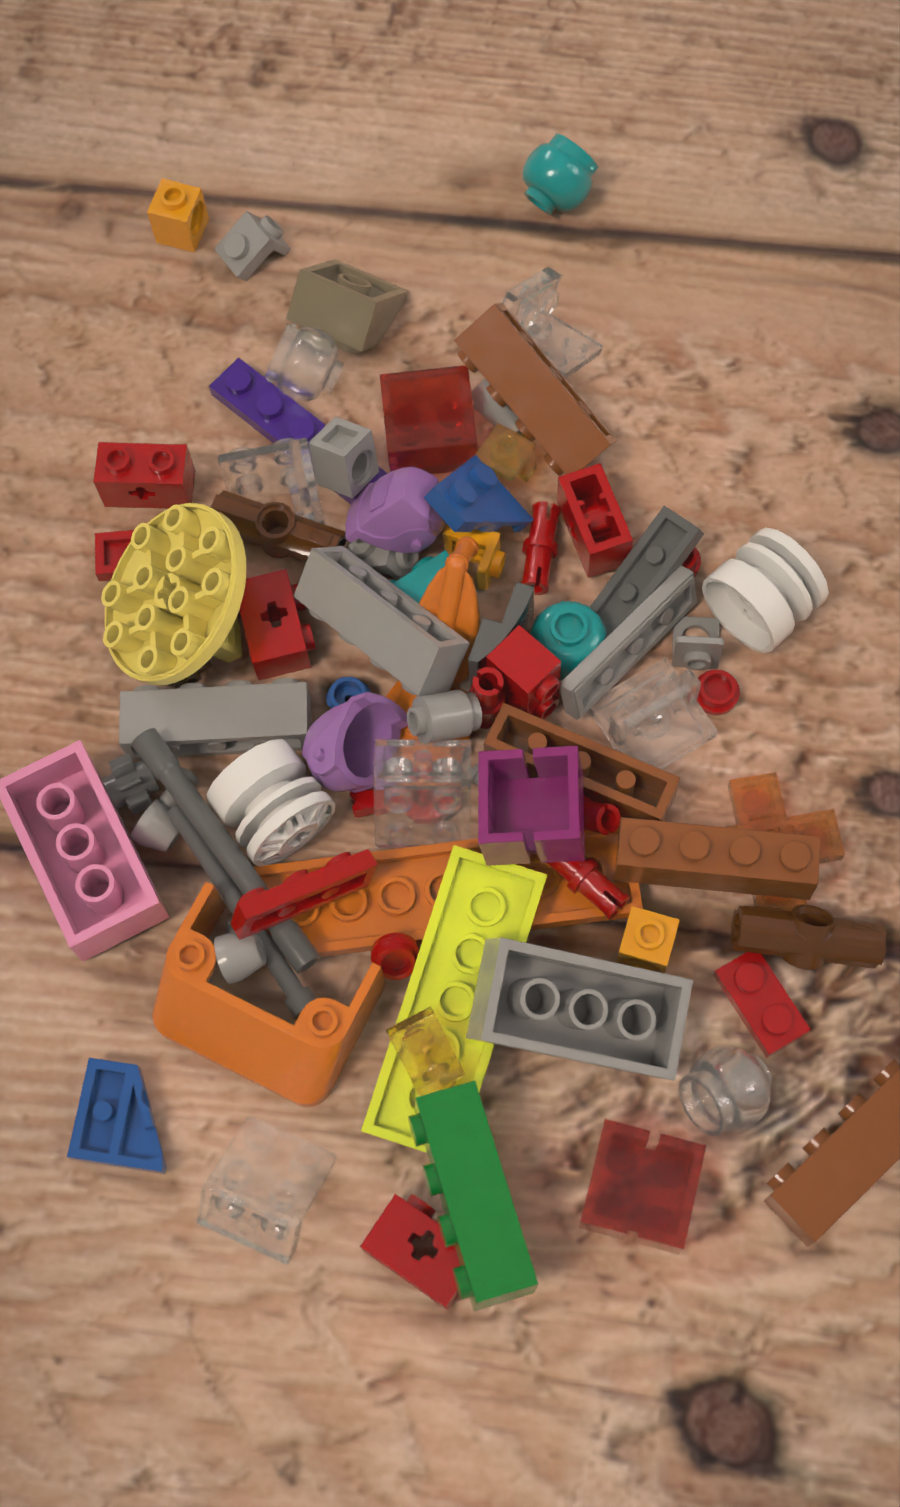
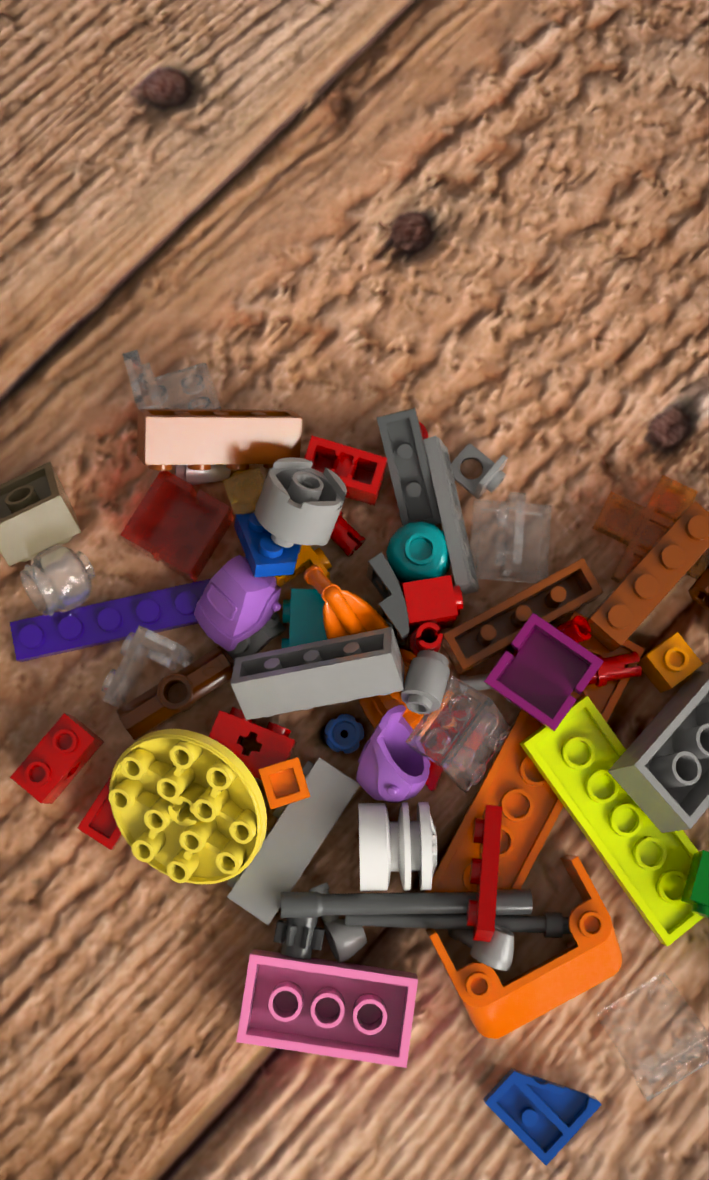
camera: 60 degrees left, 10 degrees up
(257, 662) = (284, 783): none -> orange plate
(344, 457) = (167, 607): light grey brick -> none
(395, 955) = (563, 837): red plate -> none
(426, 1052) = (658, 868): clear yellow bracket -> none
(524, 489) = (300, 503): none -> light grey brick
(558, 175) = (48, 290): teal piece -> none
(718, 692) = (523, 480): red plate -> none
(765, 590) = (484, 399): white wheel -> none

